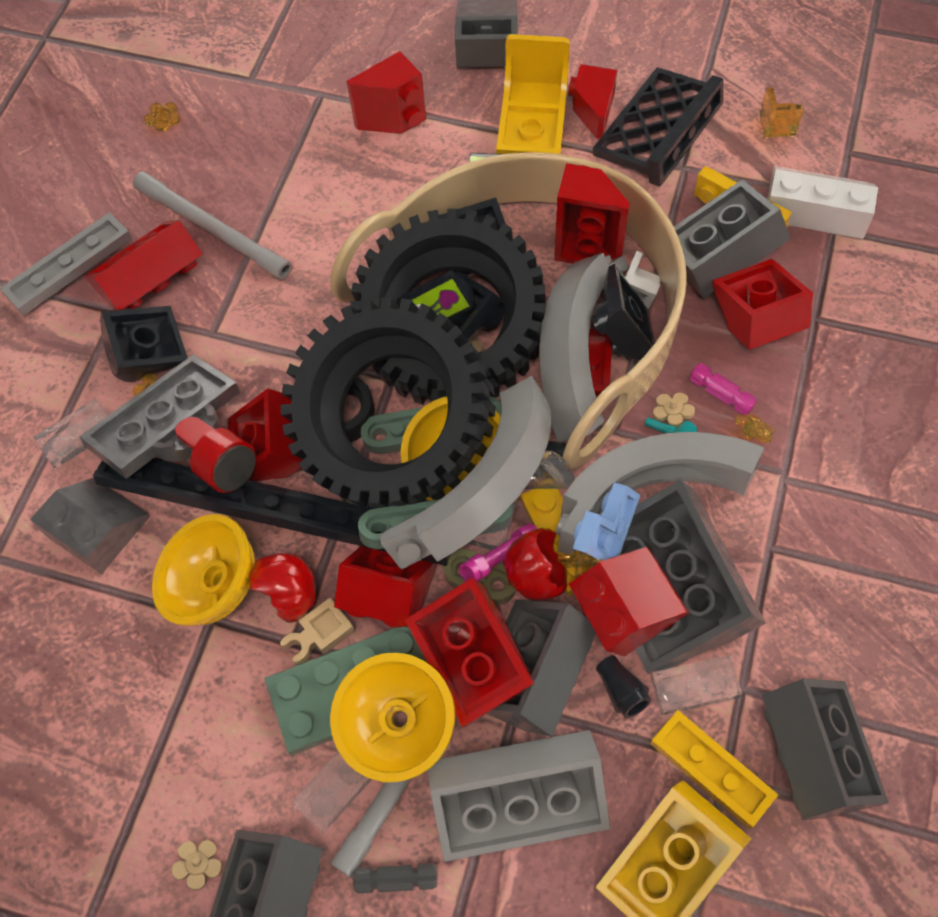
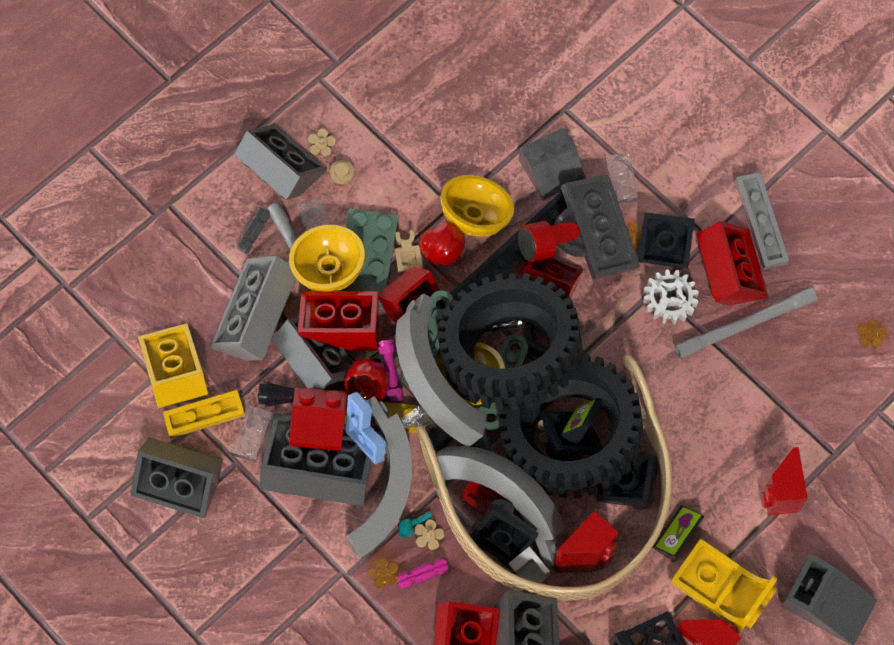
camera: 115 degrees right, 5 degrees up
(218, 304) = (676, 306): none -> white gear
(232, 800) = (341, 172): none -> tan plate

